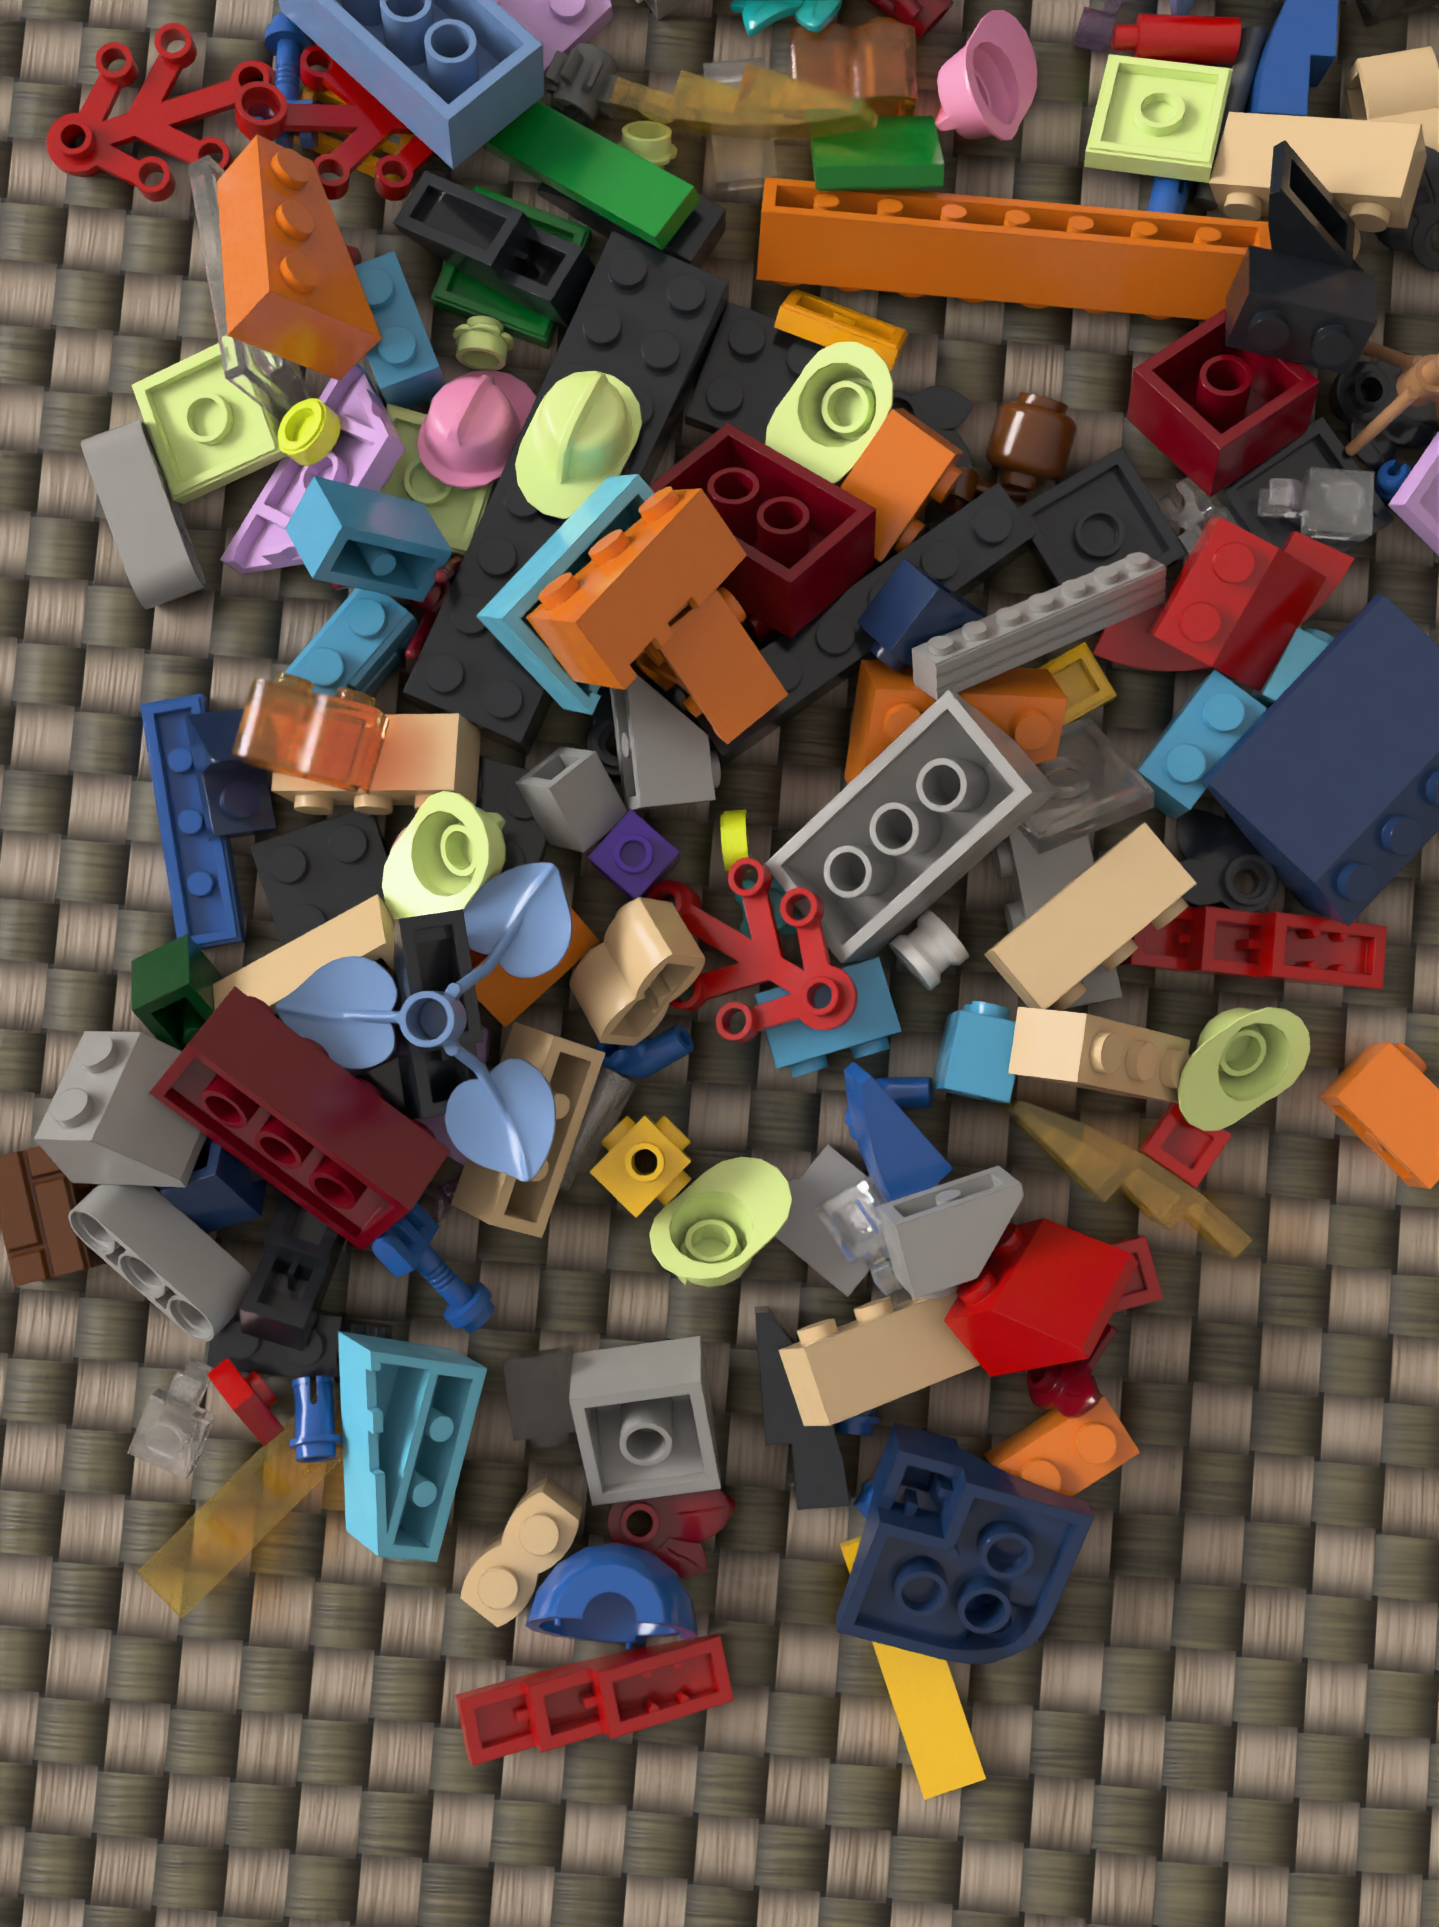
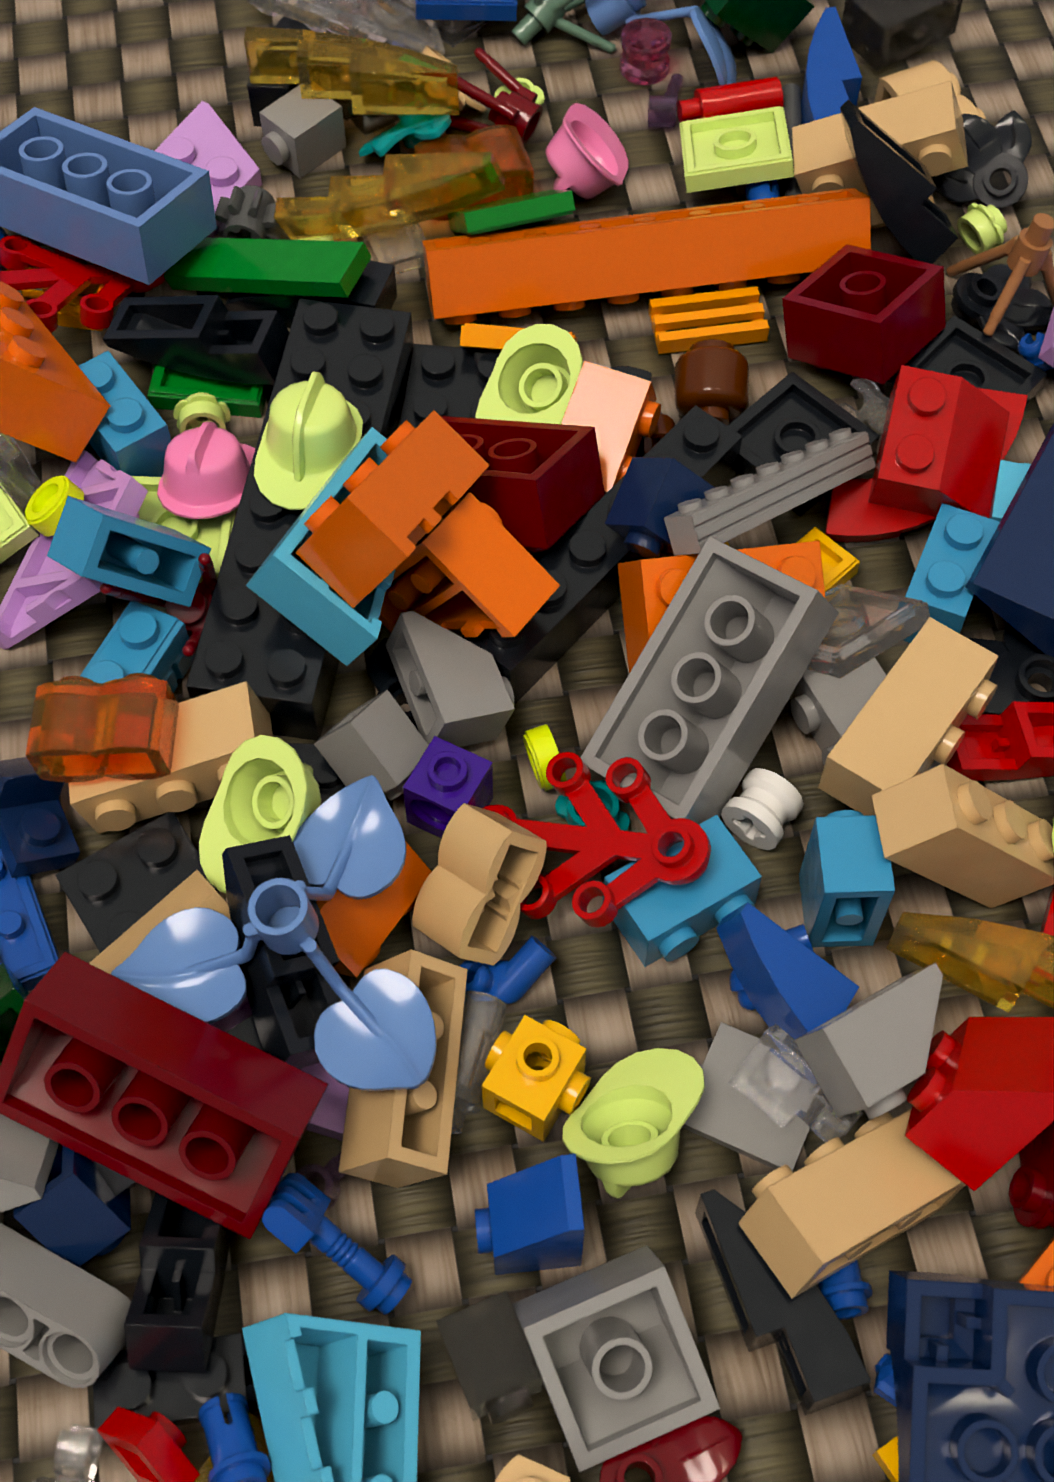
camera: 15 degrees left, 25 degrees down
(605, 1294) = (534, 1218): none -> blue slope
(1061, 322) = (706, 313): none -> light orange tile
(1300, 310) = (906, 223): black brick -> none
(1328, 501) = (987, 364): clear plate -> none
(1400, 299) = (982, 227): none -> yellowish green plate

